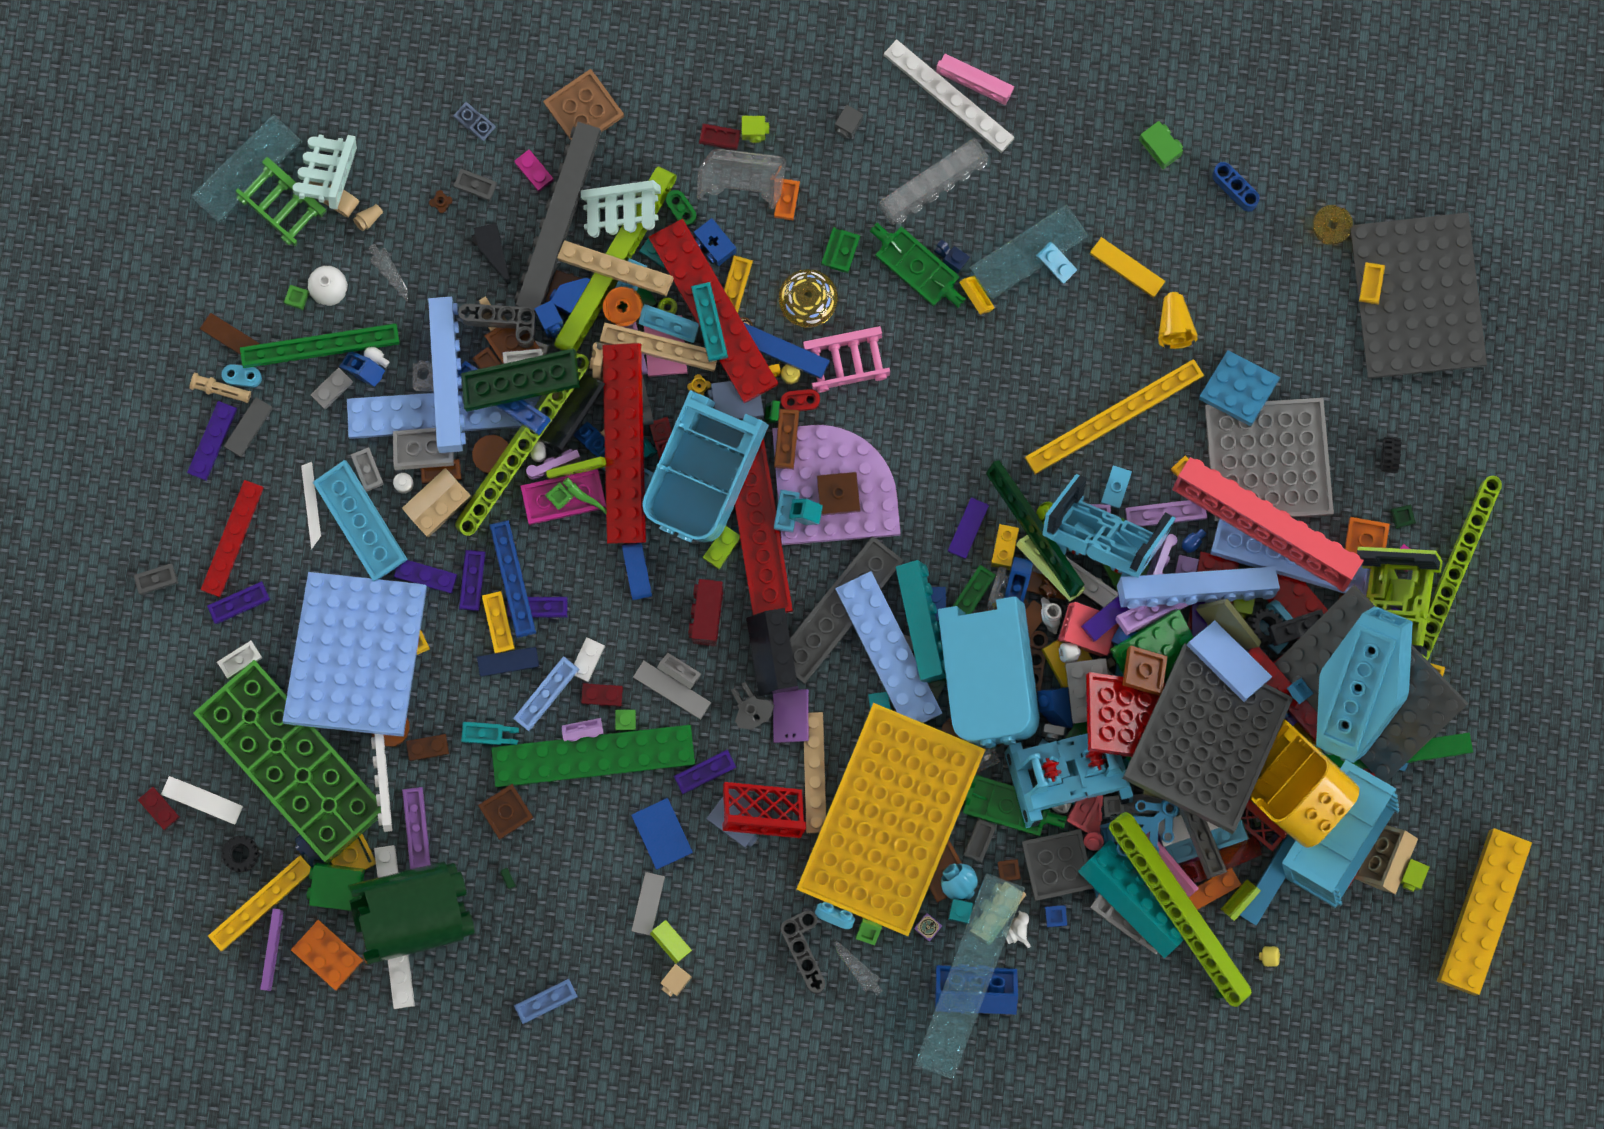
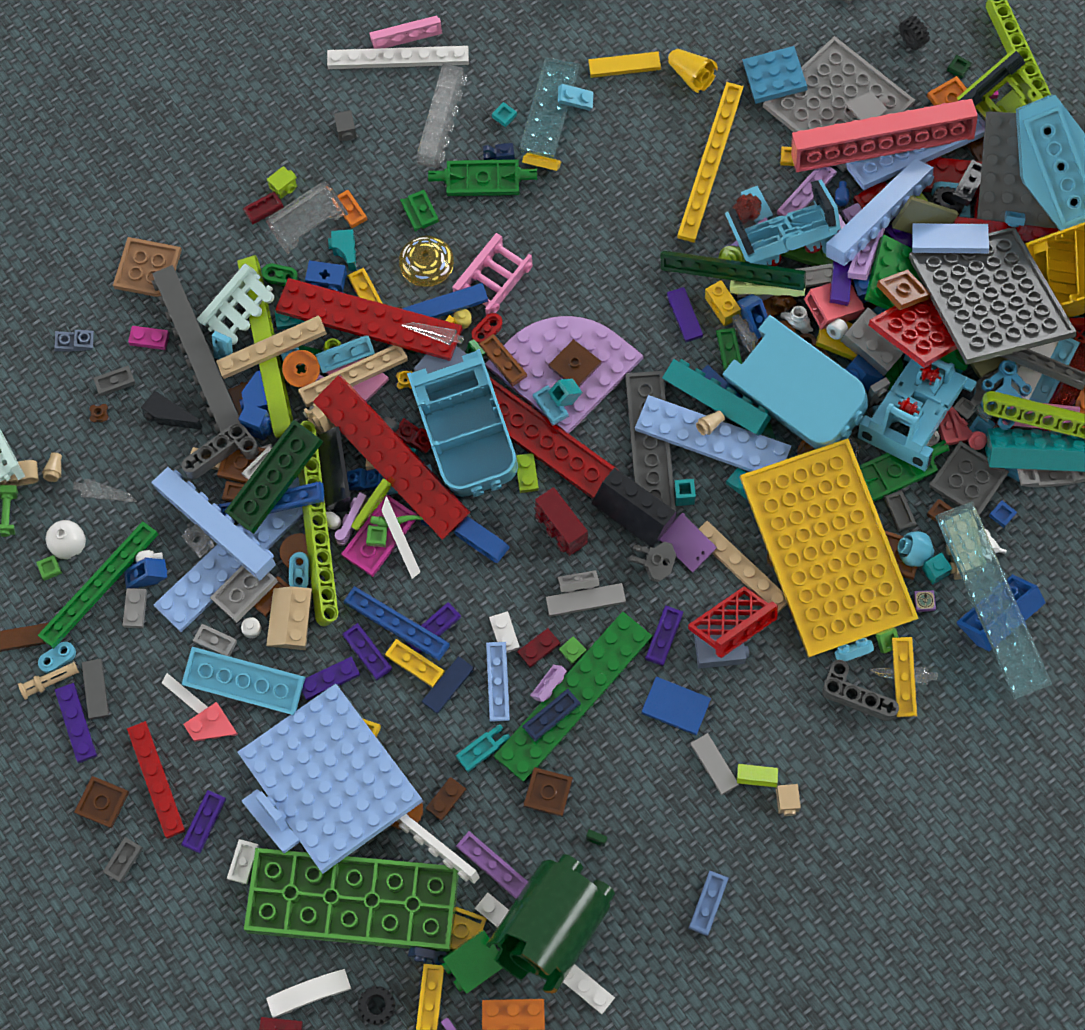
camera: 40 degrees left, 10 degrees down
(178, 520) = (101, 802): none -> reddish brown plate
(284, 647) = (271, 819): none -> light blue bracket
(308, 532) = (210, 724): none -> coral wing
(476, 470) = (297, 570): none -> medium azure plate
(560, 756) = (551, 715): none -> dark blue tile
(574, 514) = (400, 539): none -> white sticker
(579, 232) = (221, 345): none -> medium azure plate
(709, 322) = (374, 325): teal tile -> none
(753, 376) = (441, 334): none -> clear bar
(754, 228) = (343, 245): none -> teal arch
(824, 674) = (684, 492): none -> teal brick
(852, 970) = (904, 676): none -> yellow tile
(893, 638) = (708, 423): none -> tan cone
(986, 225) = (504, 114): none -> teal plate
(1093, 485) = (748, 207): none -> clear red brick
(1281, 488) = (866, 106): none -> light grey torso

